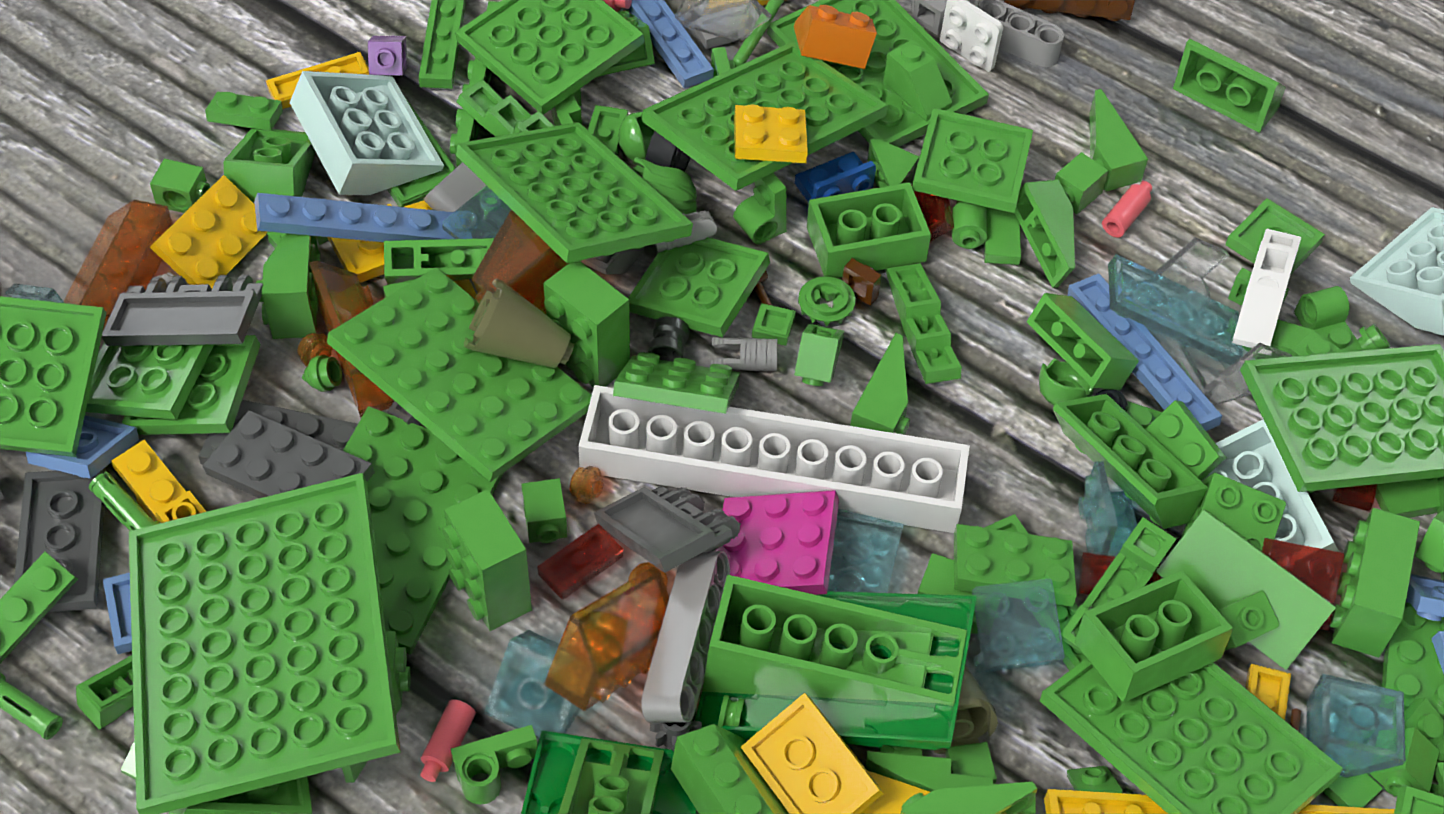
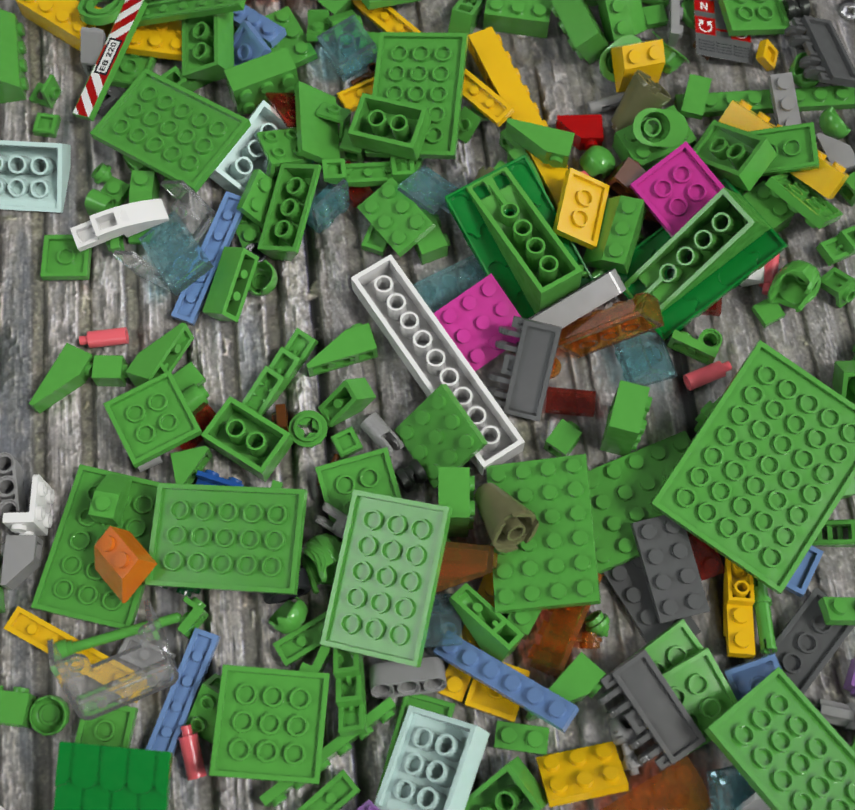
camera: 130 degrees left, 15 degrees up
(586, 484) = (530, 435): clear orange plate -> none
(770, 134) = (251, 506): yellow plate -> none

